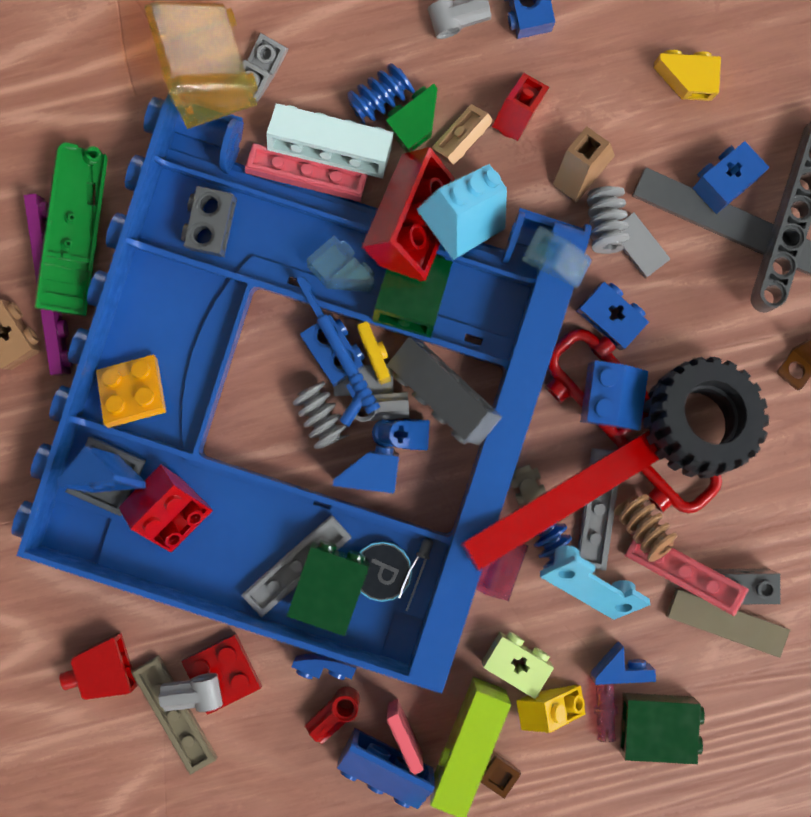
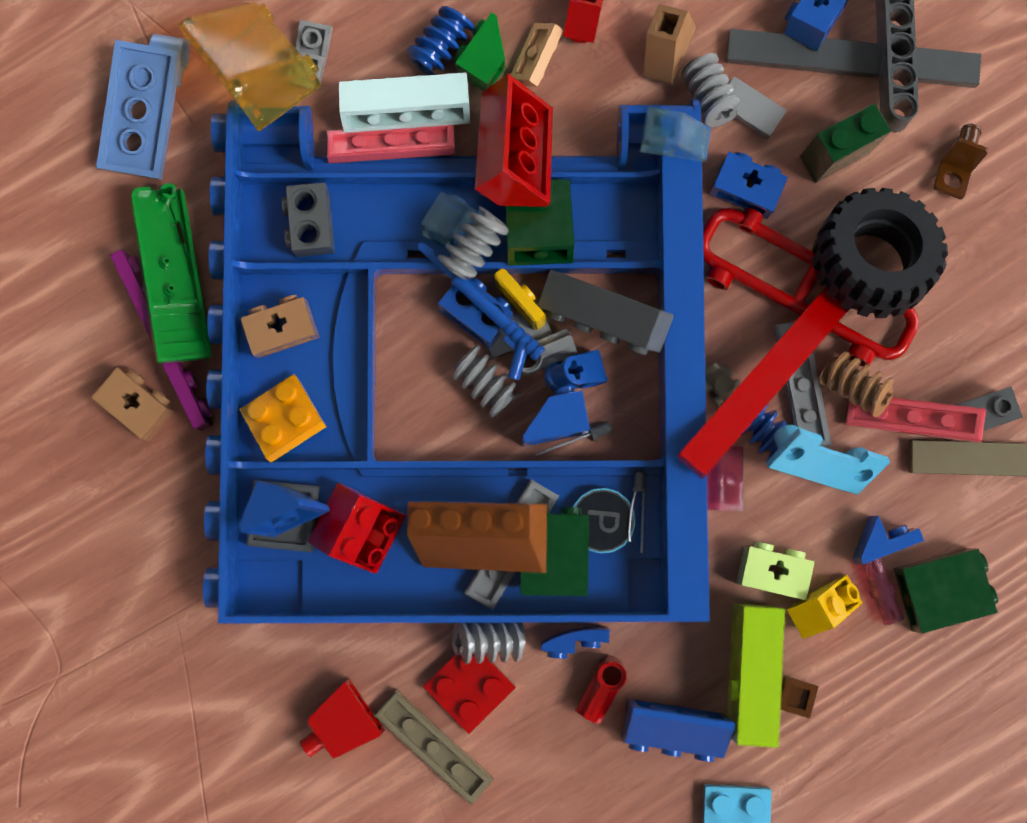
camera: 20 degrees left, 5 degrees down
(109, 44) = (146, 76): none -> medium blue hinge
(135, 311) = (267, 340): none -> medium nougat brick
(200, 693) = (453, 710): light grey piece -> none
(249, 644) = (488, 639): none -> light grey piece
(268, 551) = (479, 535): none -> dark orange slope
(347, 295) = (473, 244): none -> light grey piece
(404, 490) = (596, 432): none -> dark grey piece
(405, 736) = (685, 685): coral tile -> none
(467, 211) = (567, 123): medium azure slope -> none
(614, 395) = (778, 261): blue slope -> none
(710, 308) = (845, 143): none -> dark green brick

